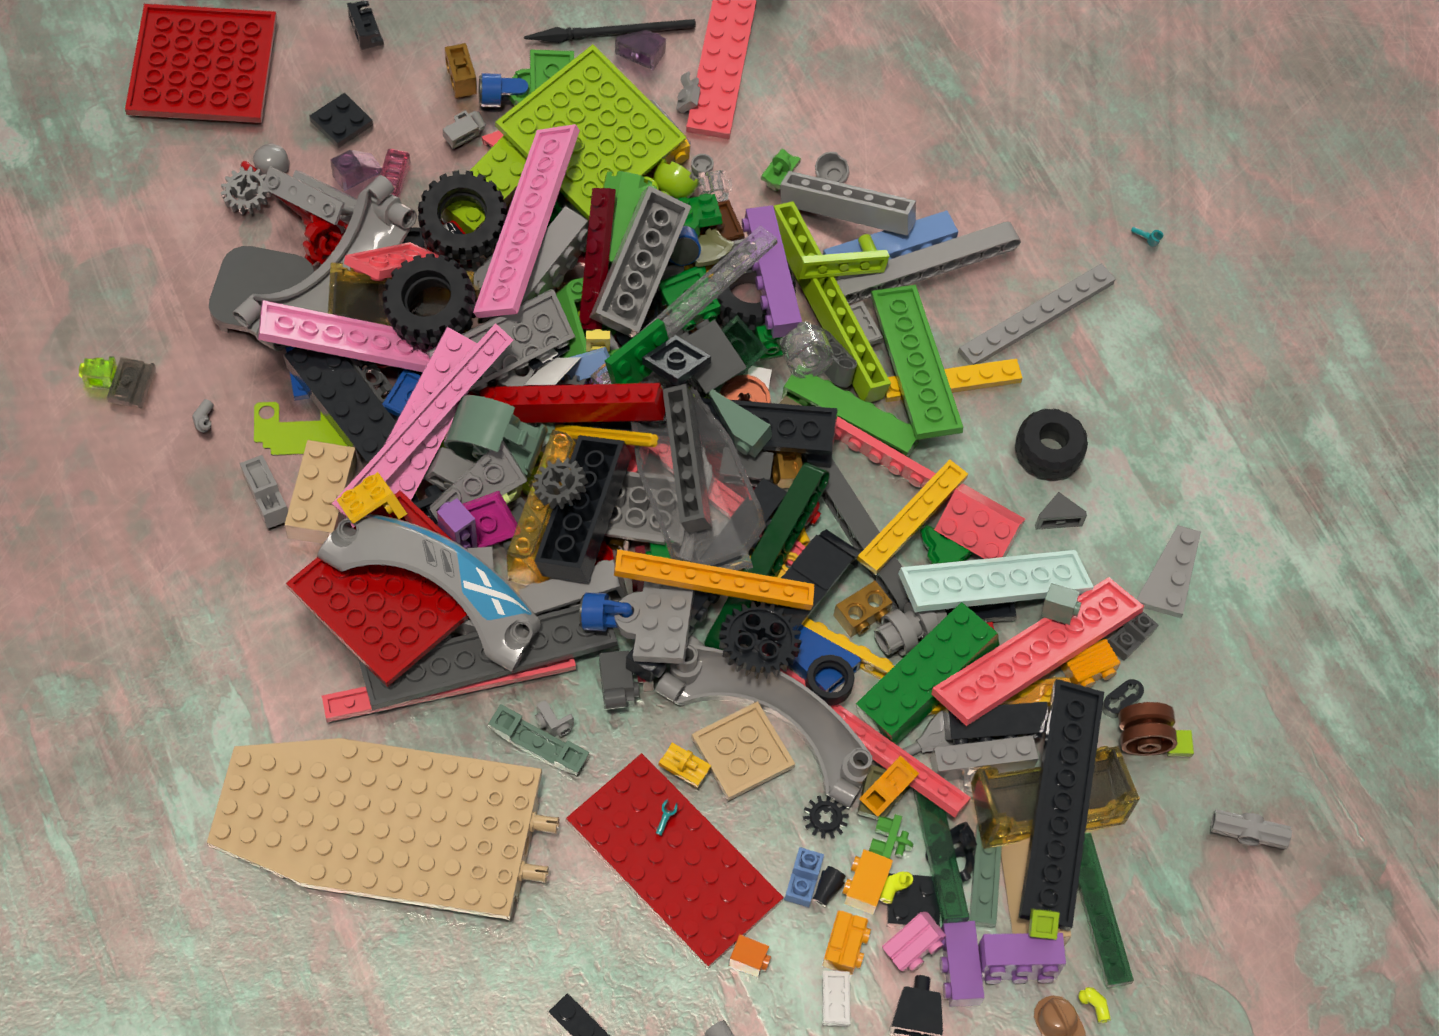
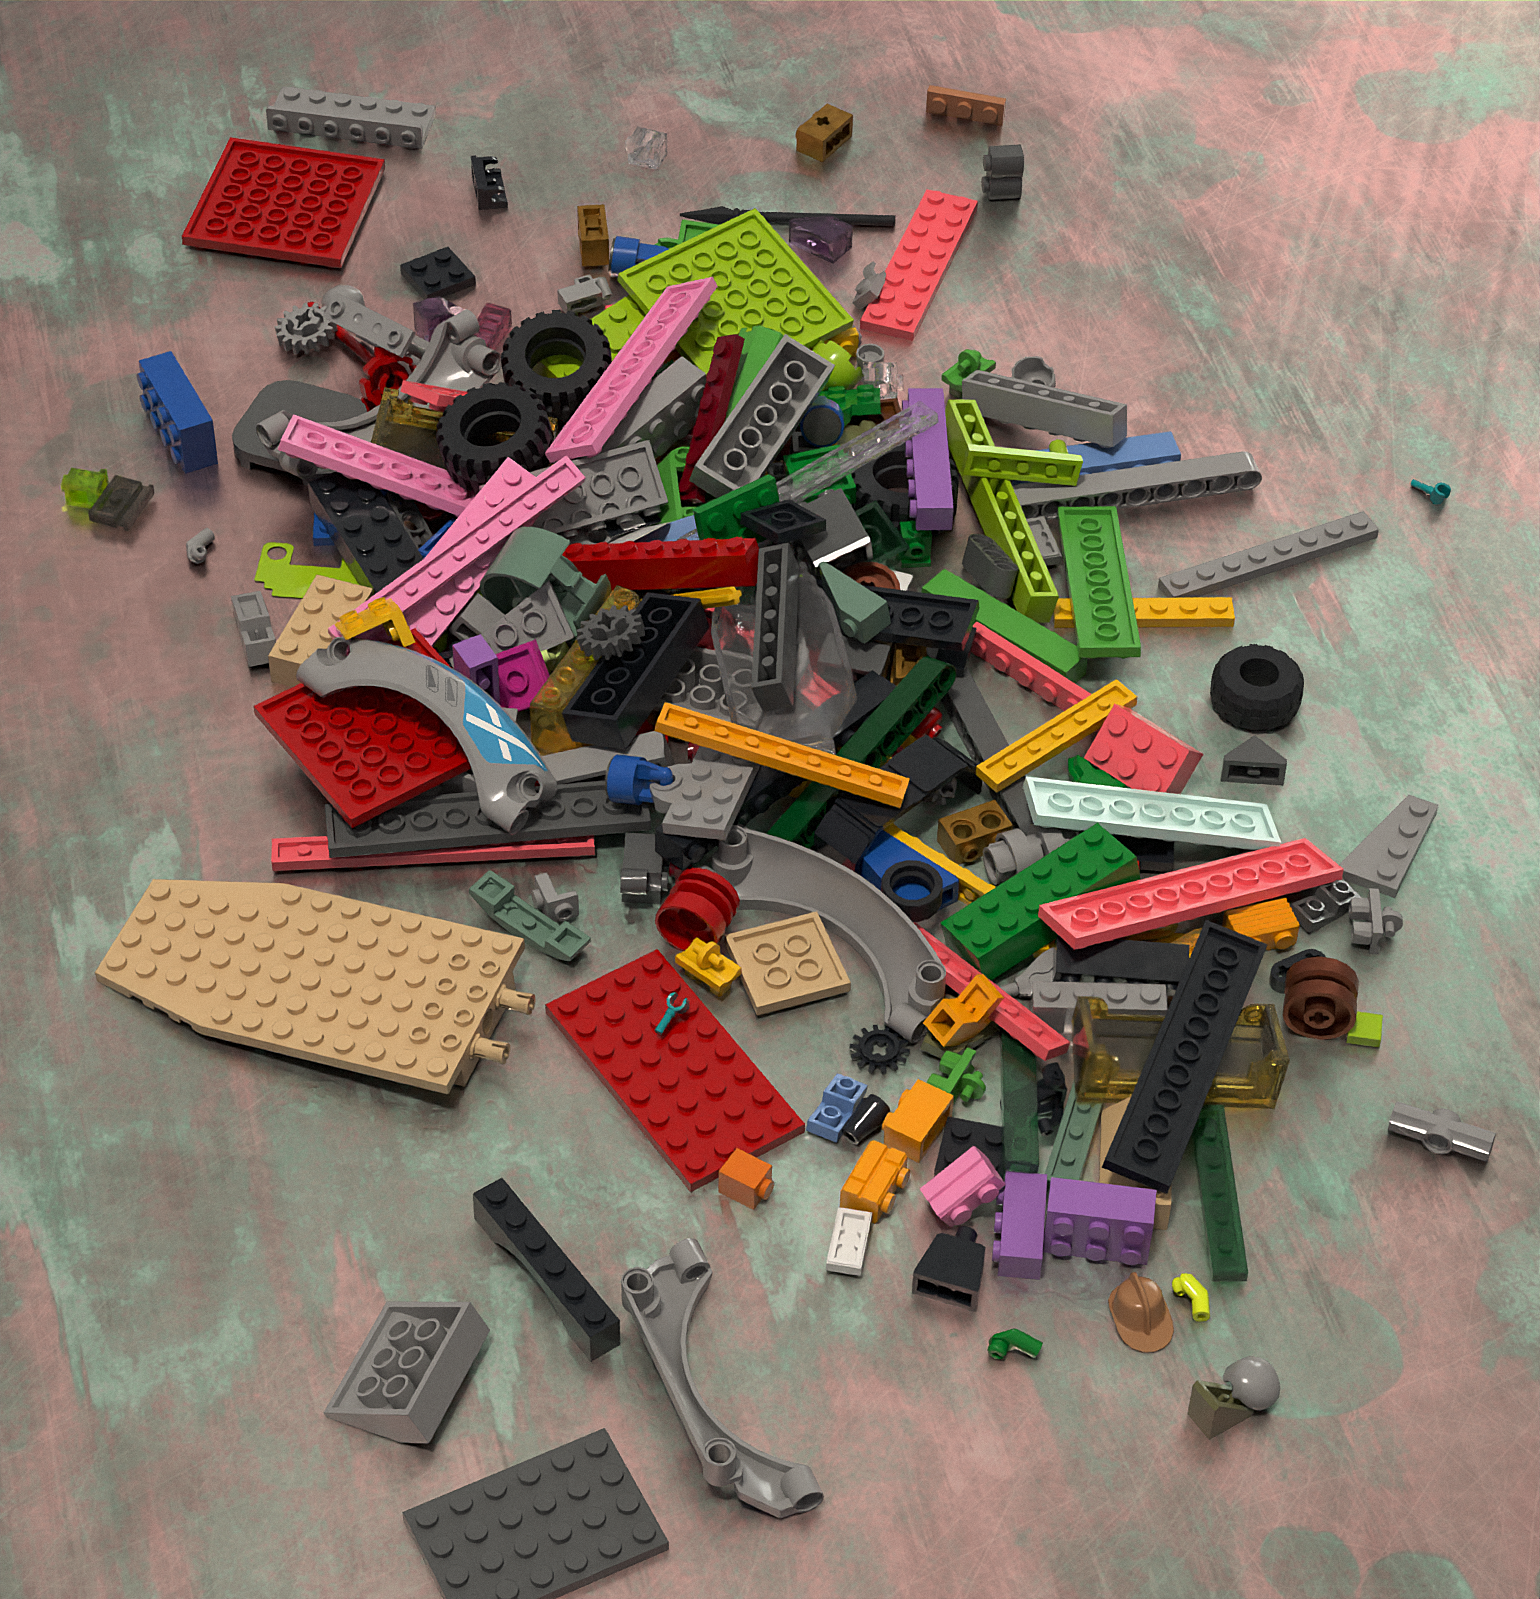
camera: 15 degrees right, 15 degrees down
(160, 291) = (177, 412): none -> blue brick
(597, 339) = (691, 499): light yellow plate -> none
(668, 718) = (697, 907): none -> red wheel
(752, 657) = (827, 829): black gear -> none
(807, 350) = (956, 545): clear brick -> none
(895, 883) = (951, 1122): neon yellow arm -> none
(1043, 924) = (1130, 1170): lime plate -> none
(1061, 604) = (1230, 846): sand green brick -> none
(1175, 646) = (1376, 921): none -> light grey hips

